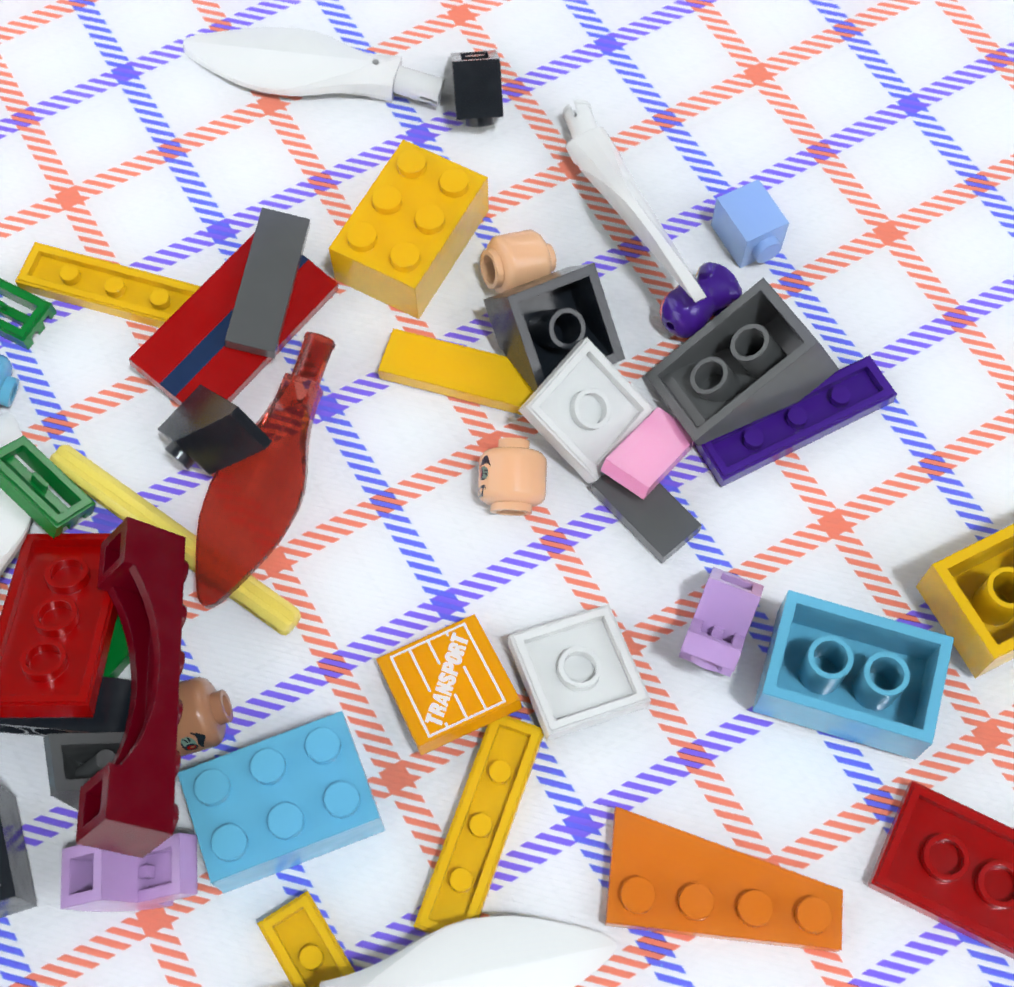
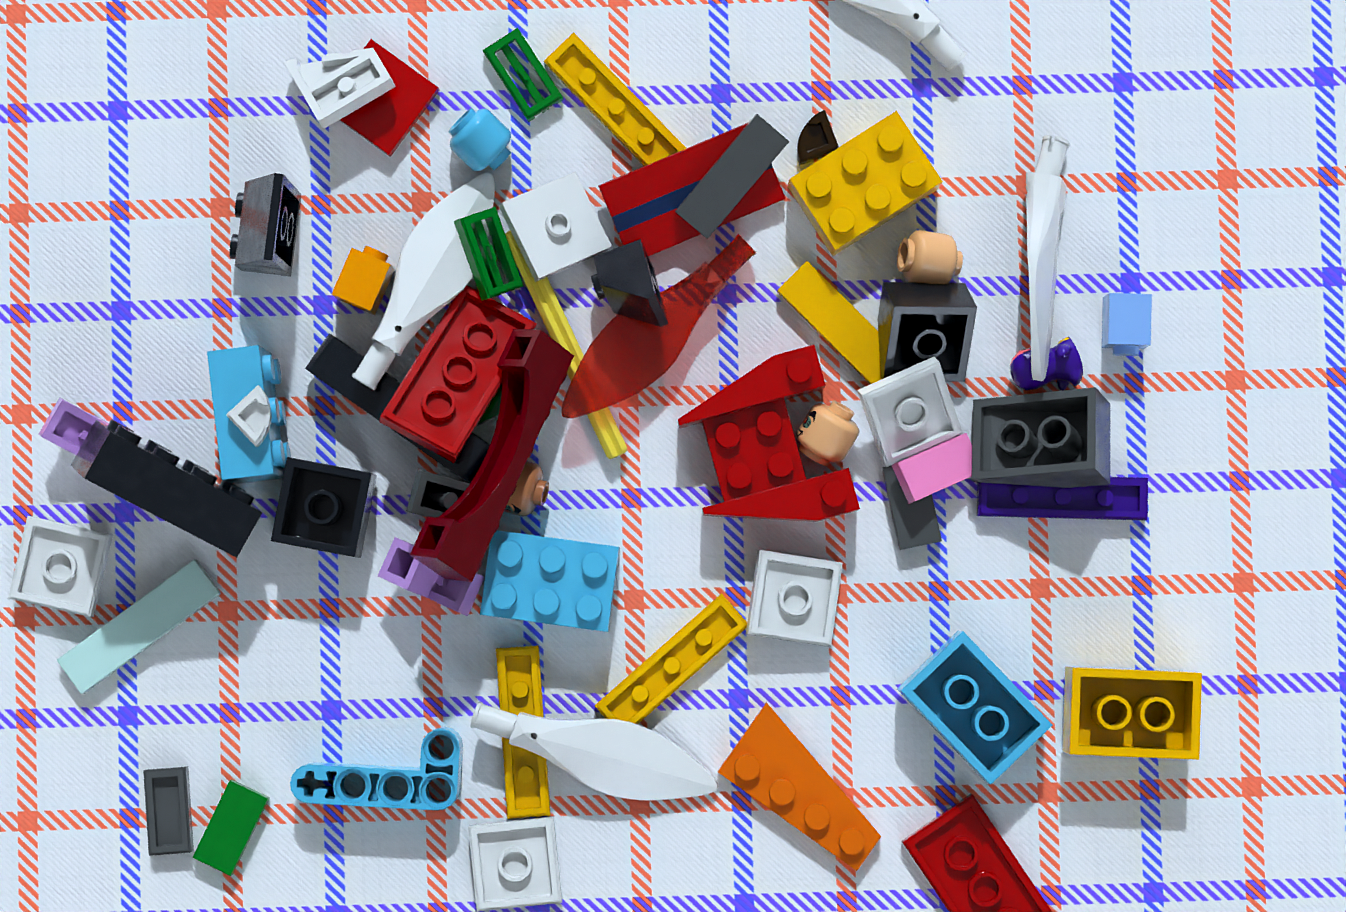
camera: 30 degrees right, 20 degrees up
(100, 425) = (555, 226): none -> white plate
(335, 215) = (816, 139): none -> dark brown tile
(446, 535) = (757, 448): none -> red wedge
(448, 684) = (701, 558): light orange tile -> none
(477, 87) = (989, 73): black slope -> none
(721, 622) = (909, 621): lavender brick -> none

